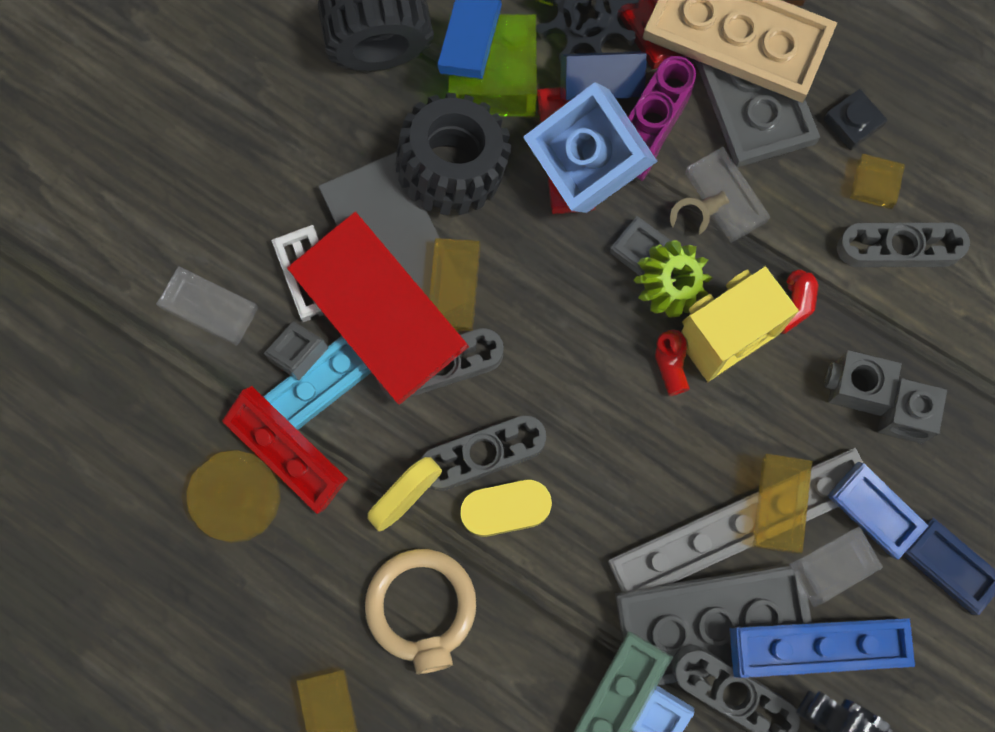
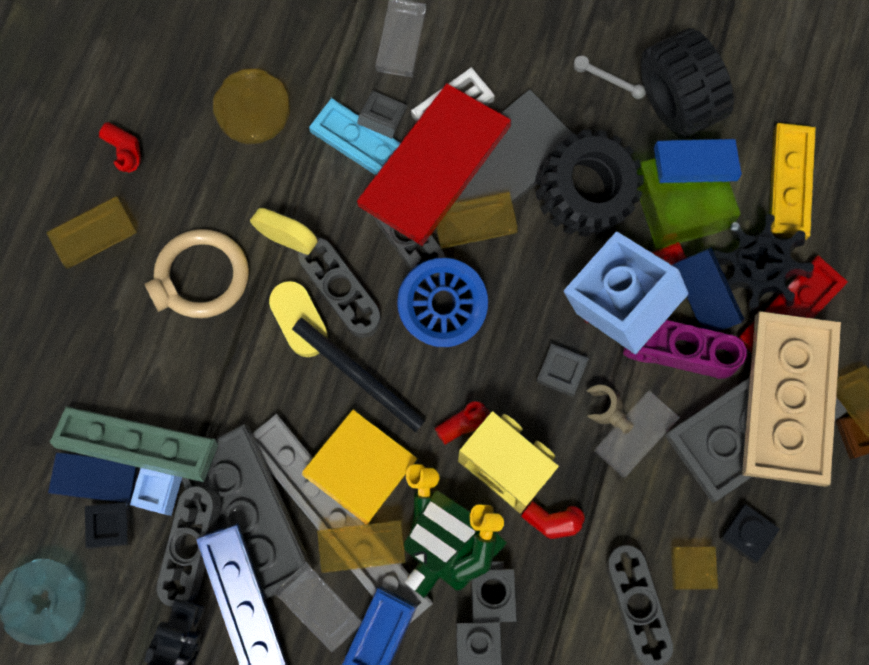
camera: 75 degrees right, 0 degrees up
(235, 655) = (126, 146): none -> red arm
(284, 449) = (297, 130): red tile -> none
(304, 125) = (582, 64): none -> light grey hinge
(547, 308) = (474, 318): none -> blue wheel
(589, 458) = (358, 374): none -> black bar
(658, 278) = (549, 395): lime gear -> none
(693, 484) = (359, 466): none -> yellow tile
(800, 407) = (447, 537): none -> torso

